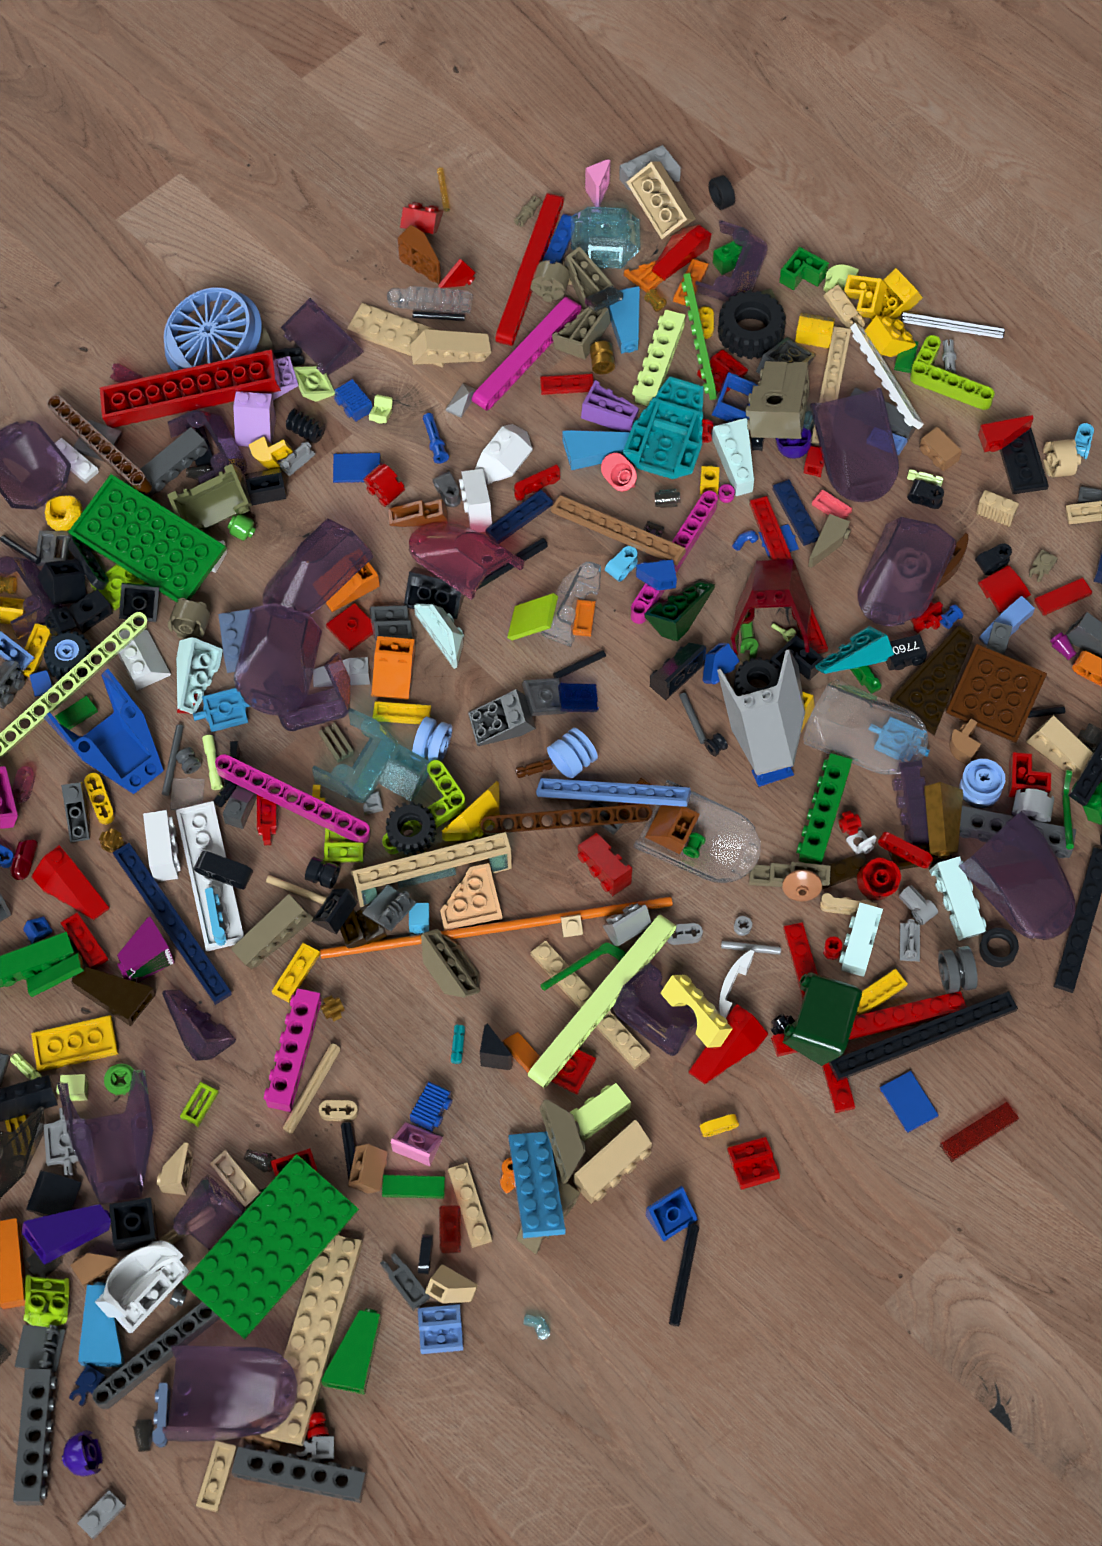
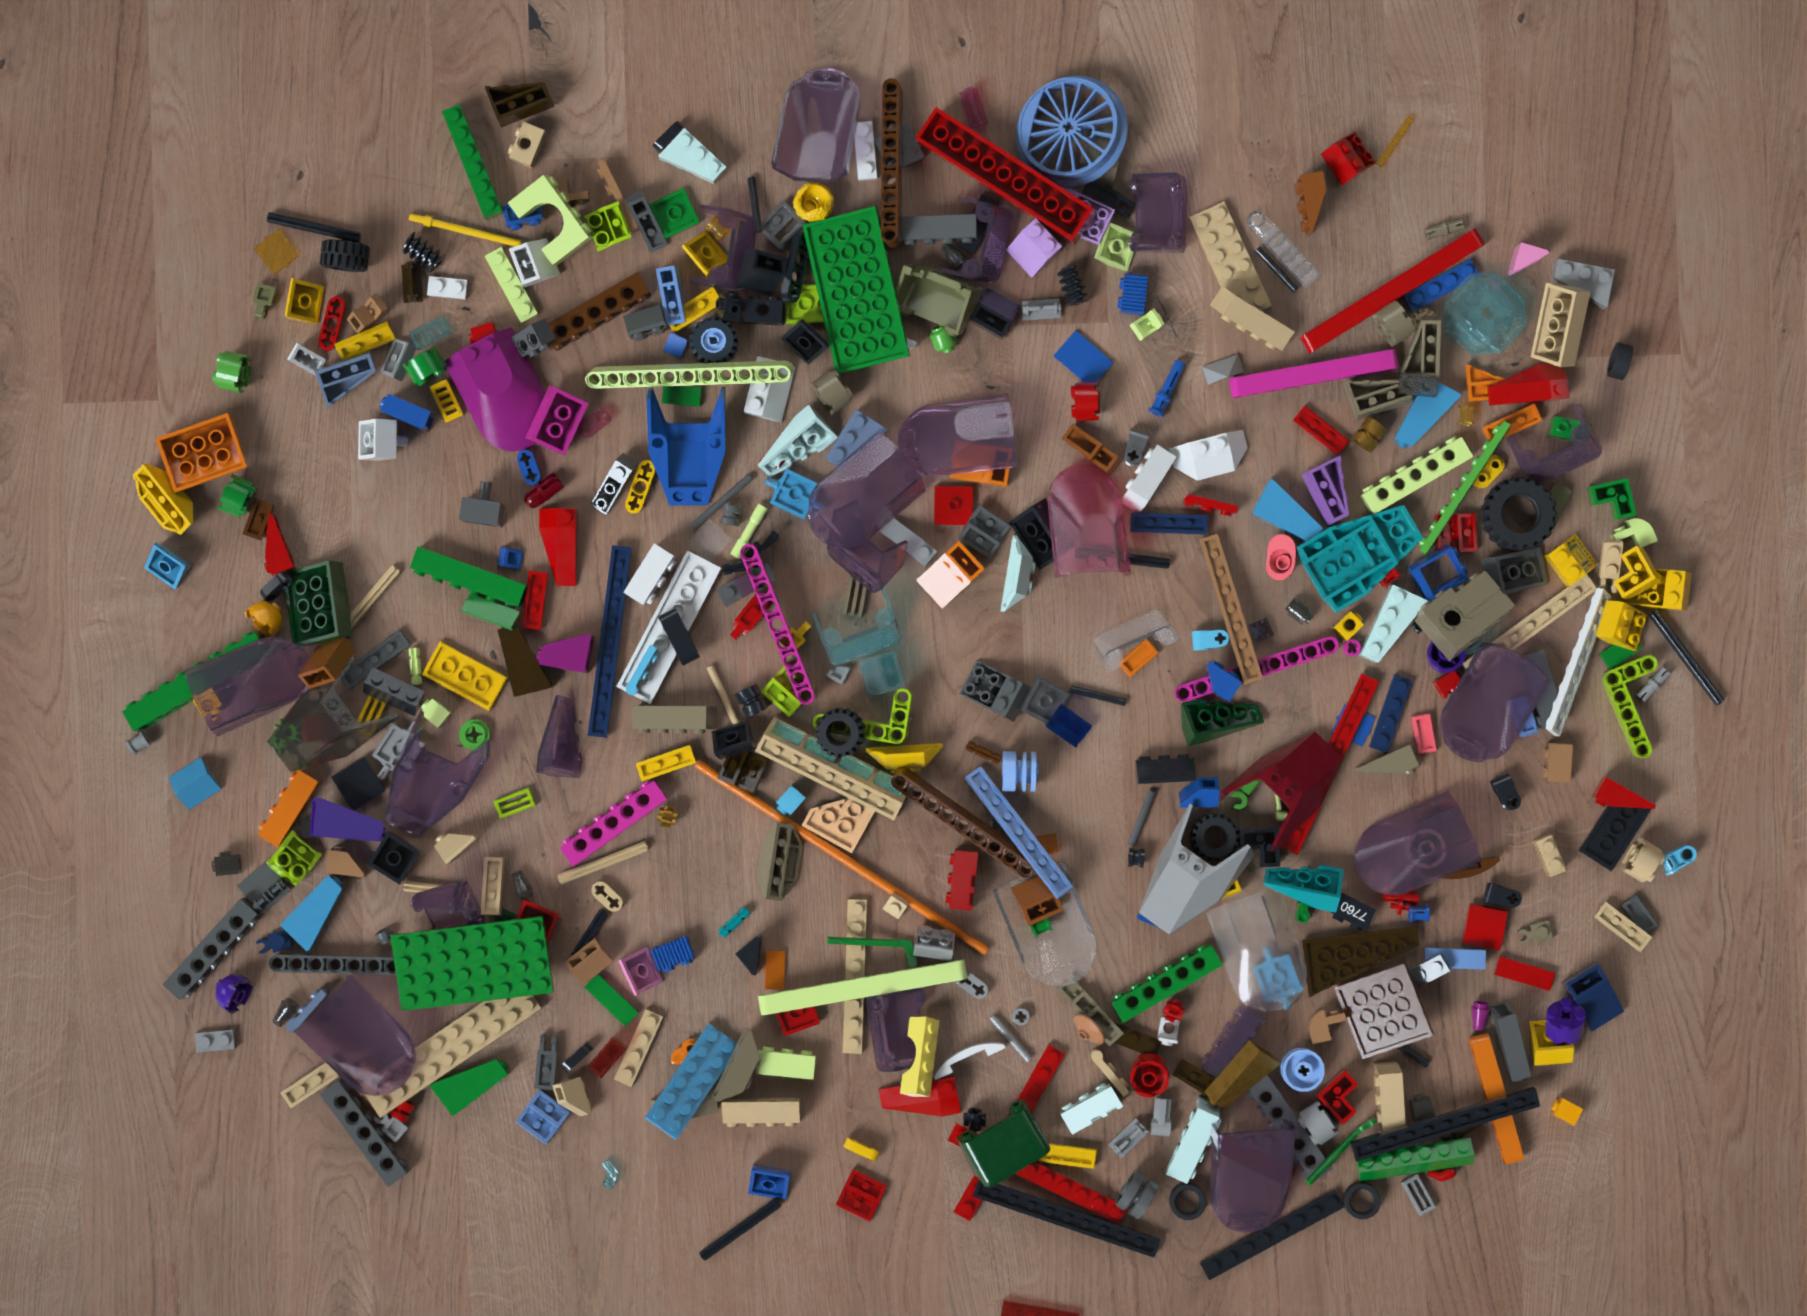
camera: 40 degrees right, 25 degrees up
(111, 840) = (619, 534): pearl gold gear -> none
(138, 1284) = (363, 910): white piece -> none
(269, 454) = (1018, 287): yellow brick -> none
(389, 907) = (771, 778): dark grey hinge -> none
(400, 712) = (925, 617): yellow plate -> none
(432, 739) = (924, 667): light blue wheel -> none
(458, 276) = (1320, 248): red slope -> none
(532, 616) = (1093, 629): lime tile -> none
(742, 538) = (1328, 700): blue arm -> none
(832, 942) = (1071, 1098): red bush -> none
(905, 850) = (1190, 1071): red beam -> none
(909, 1101) = (1012, 1250): blue piece -> none
(926, 477) = (1522, 775): yellowish green axle -> none

